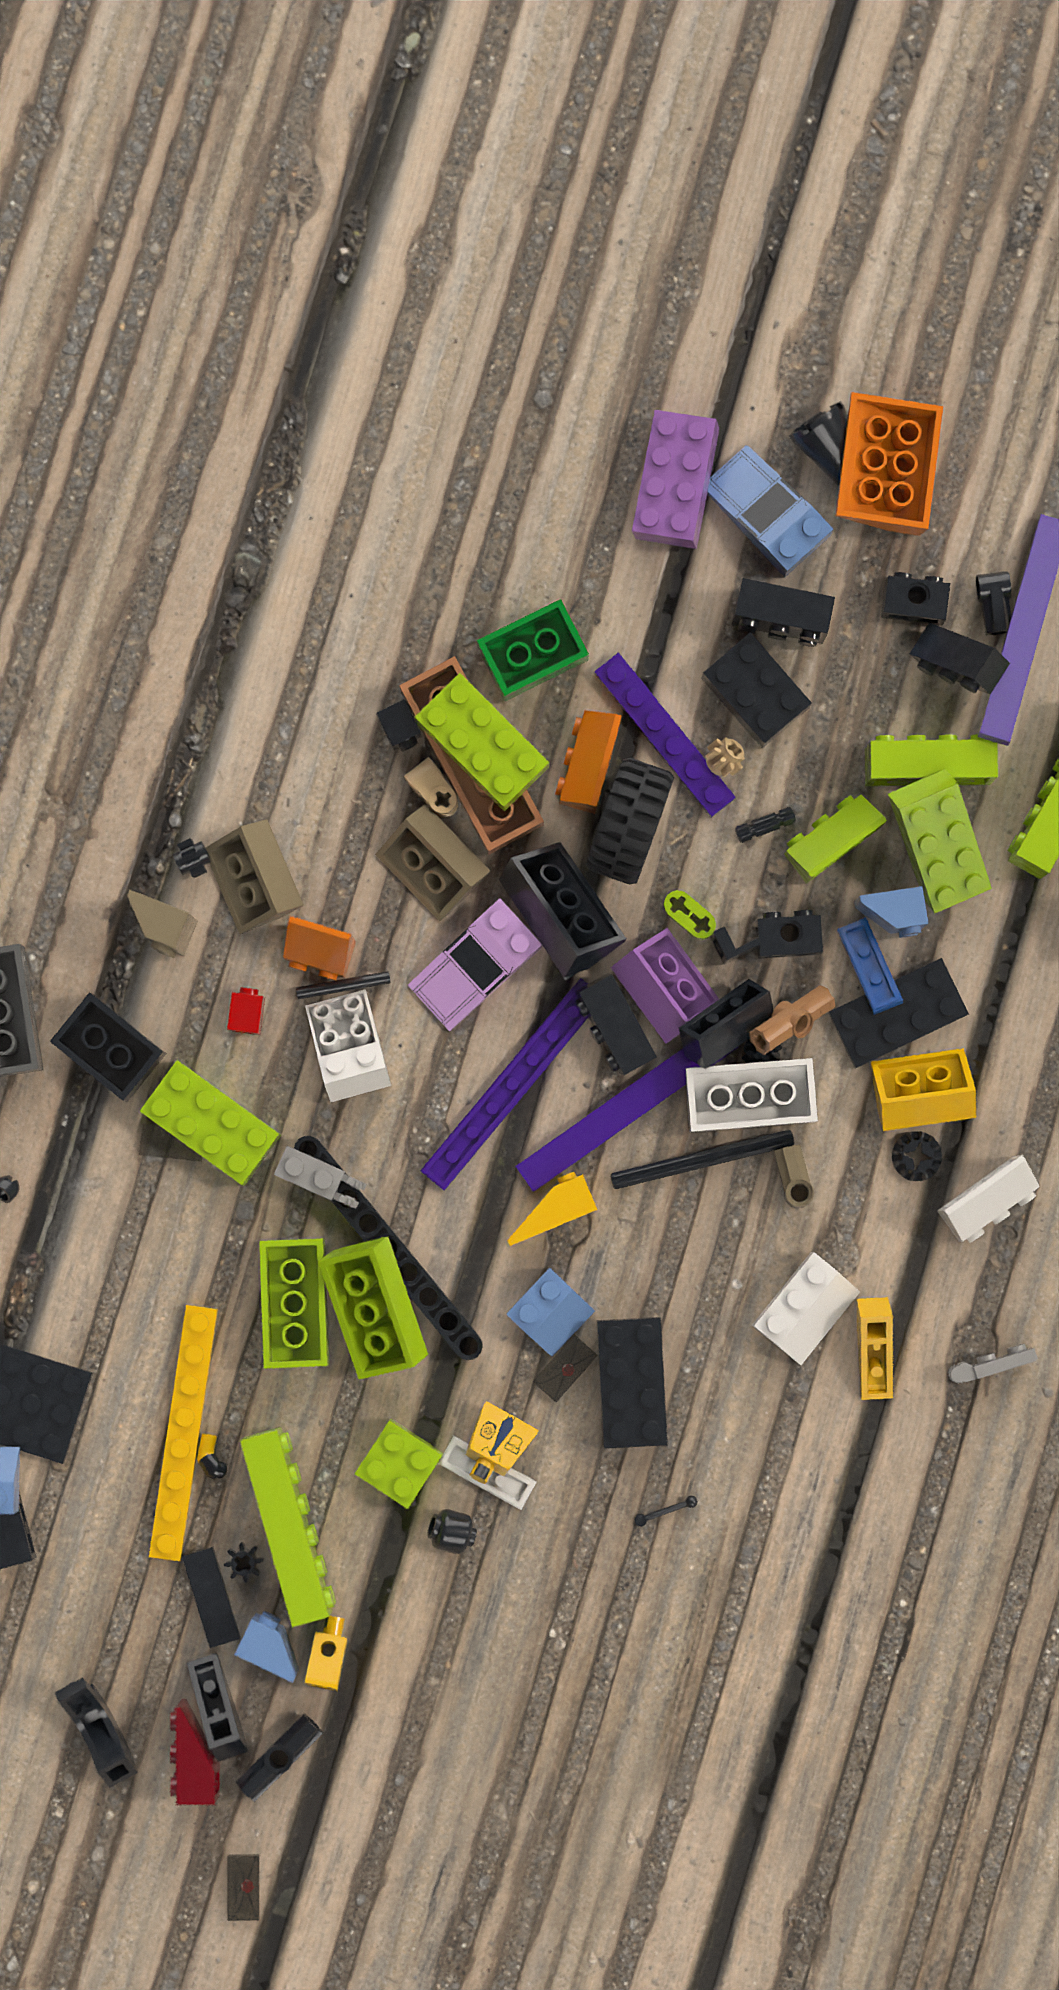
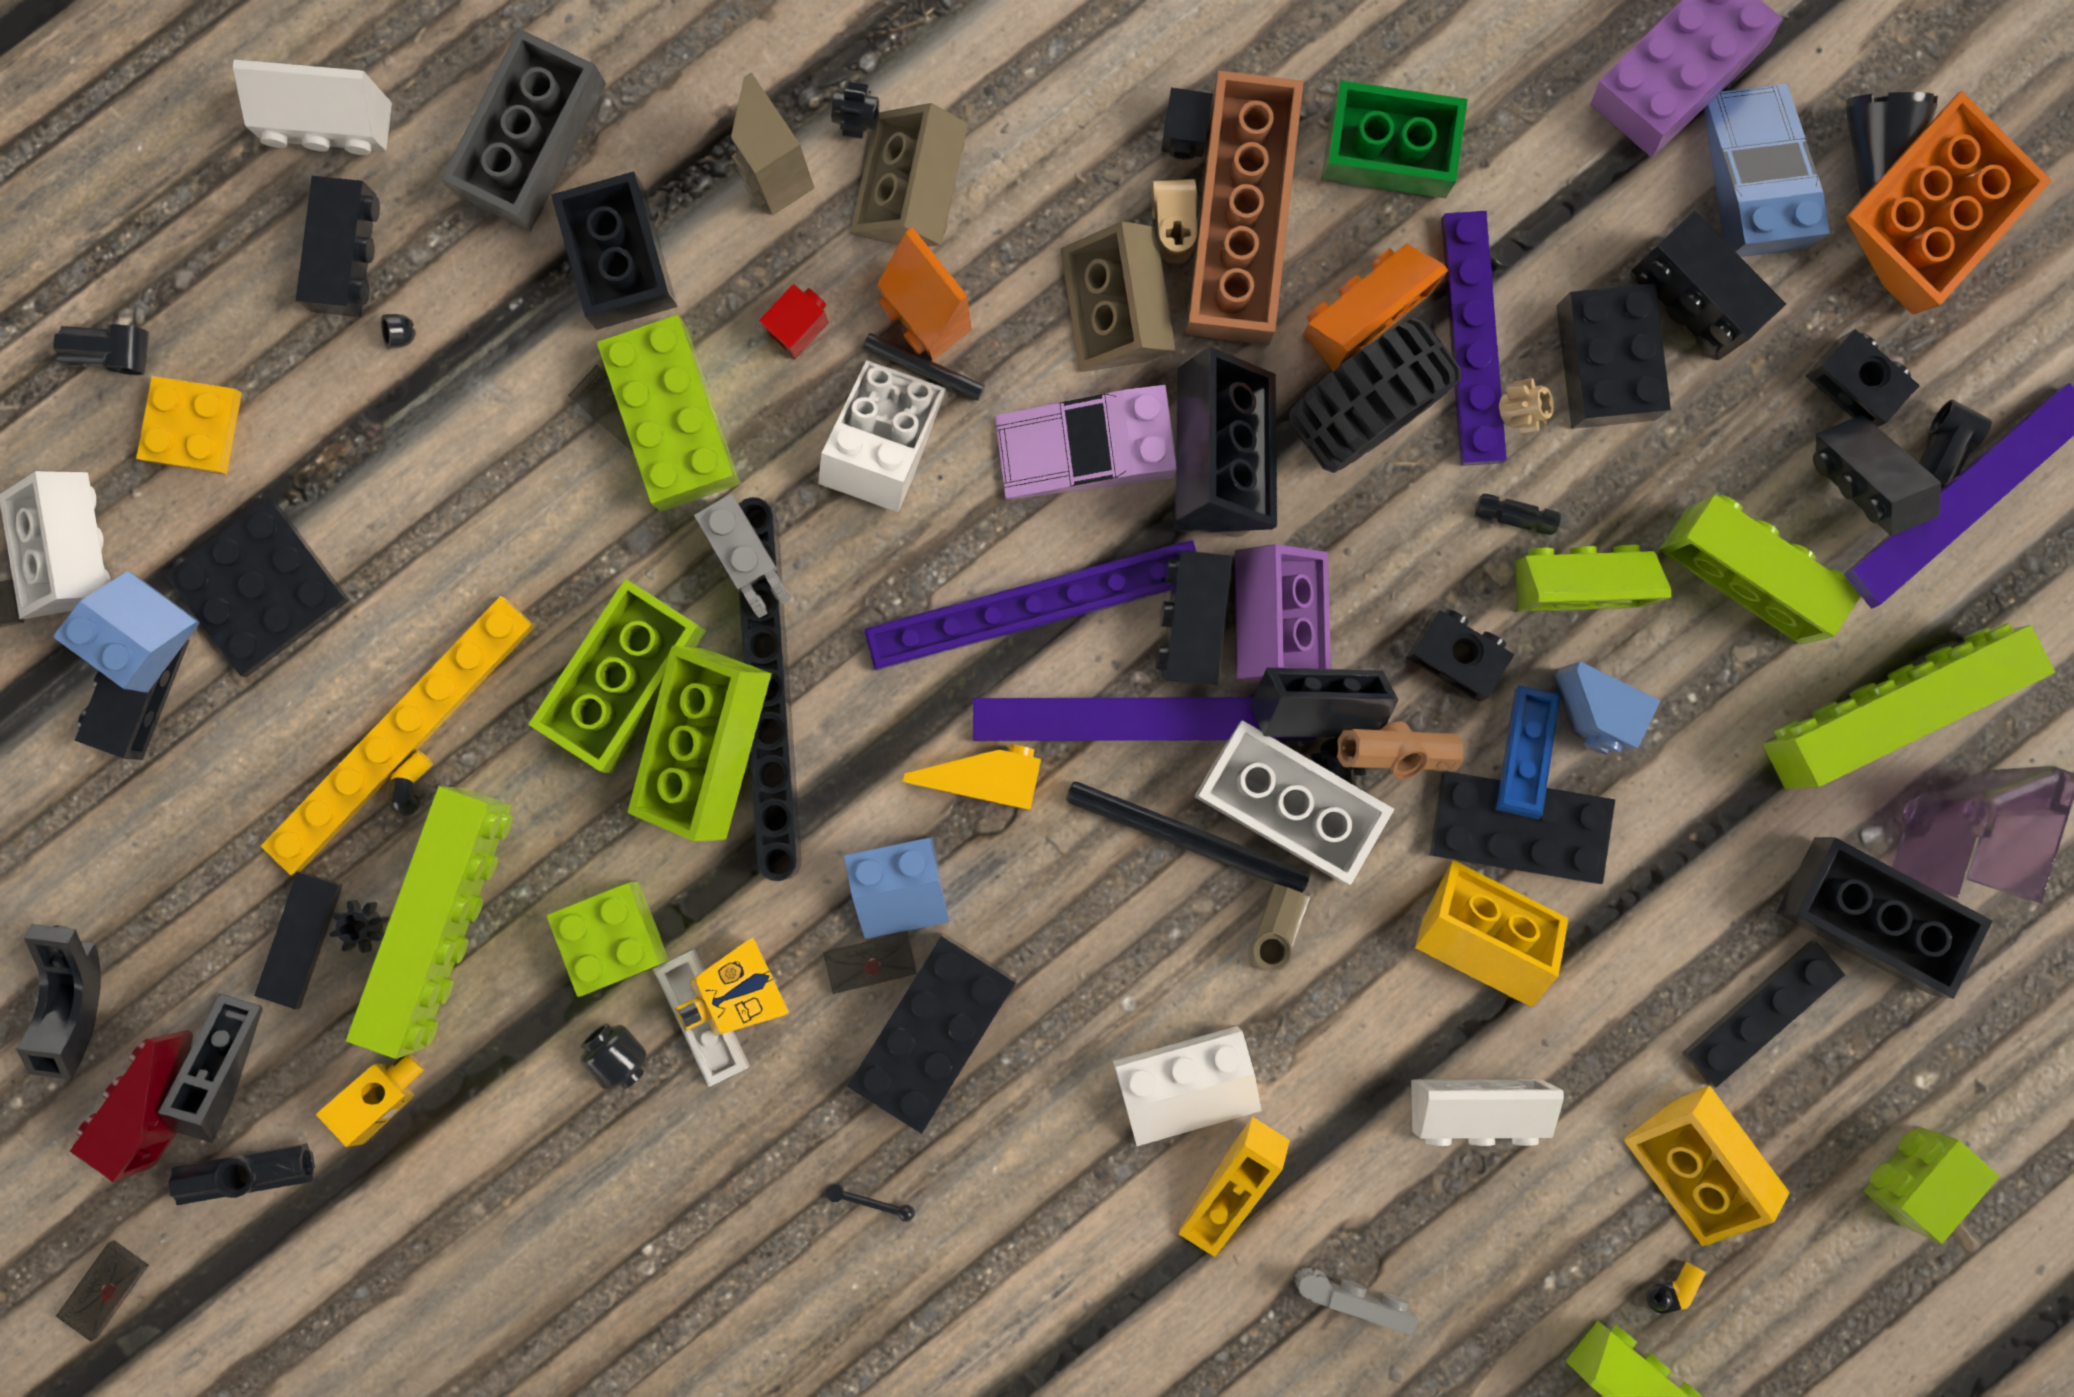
camera: 35 degrees right, 0 degrees up
(268, 1646) = (312, 1044): medium blue slope -> none
(482, 742) = (1269, 190): lime brick -> none
(684, 920) = (1372, 552): lime beam -> none
(726, 947) = (1381, 619): black panel -> none
(905, 1165) = (1411, 1002): black gear -> none
(940, 840) = (1716, 662): lime brick -> none

